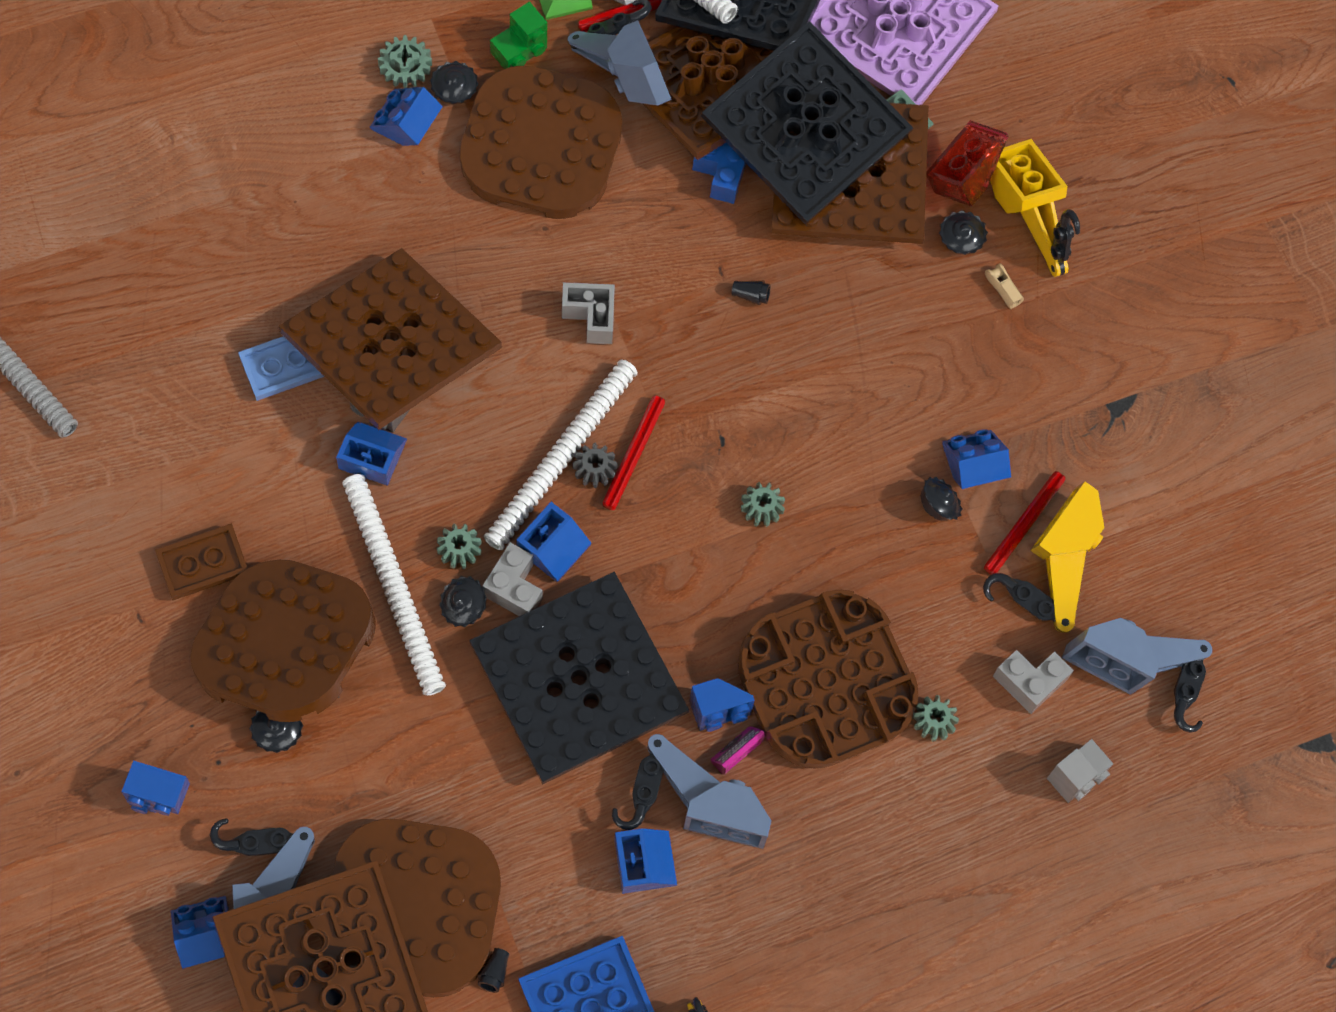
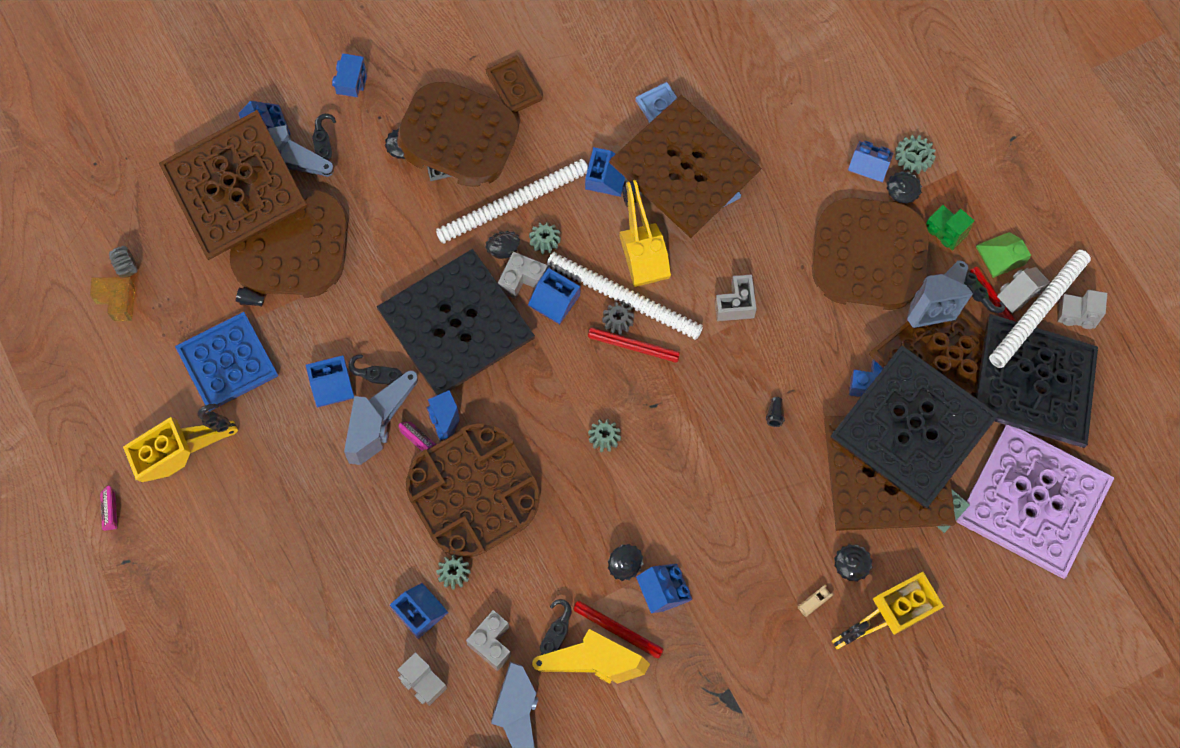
camera: 90 degrees right, 0 degrees up
(493, 414) = (643, 245): none -> yellow slope
(967, 163) = (910, 557): clear red slope -> none
(986, 767) = (418, 609): none -> blue slope

